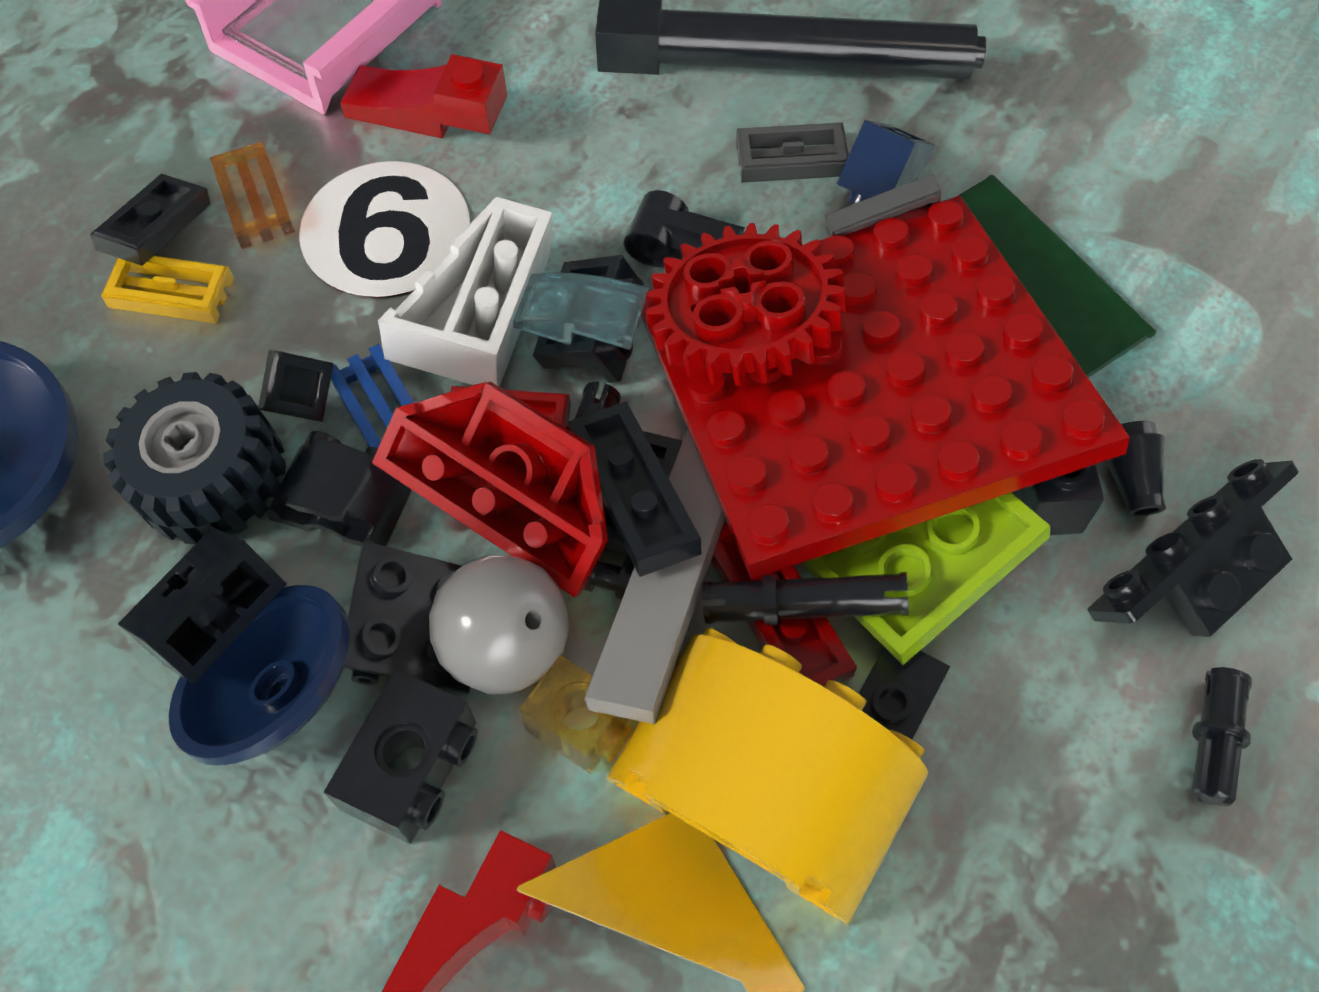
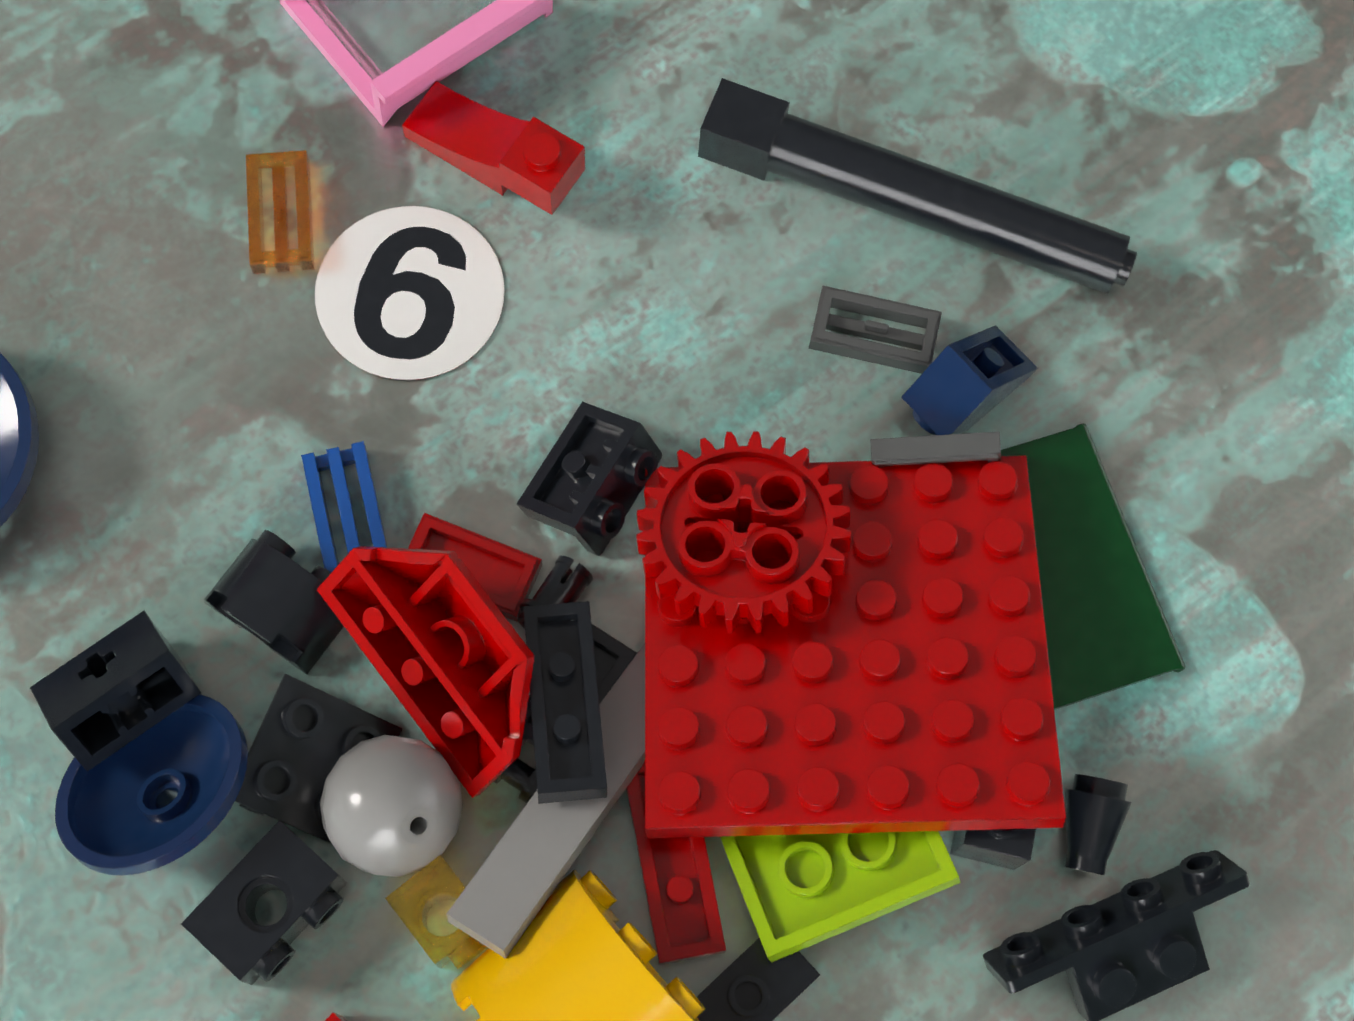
camera: 10 degrees right, 10 degrees up
(150, 219) = (166, 218): black plate -> none
(163, 294) = (208, 325): yellow tile -> none
(195, 457) = (145, 525): black wheel -> none
(295, 385) = (265, 471): black tile -> none
(466, 307) = (475, 428): white wedge -> none
(581, 304) = (576, 479): clear light blue slope -> none
(664, 225) = (705, 397): black piece -> none
(805, 598) = (673, 864): black pin -> none

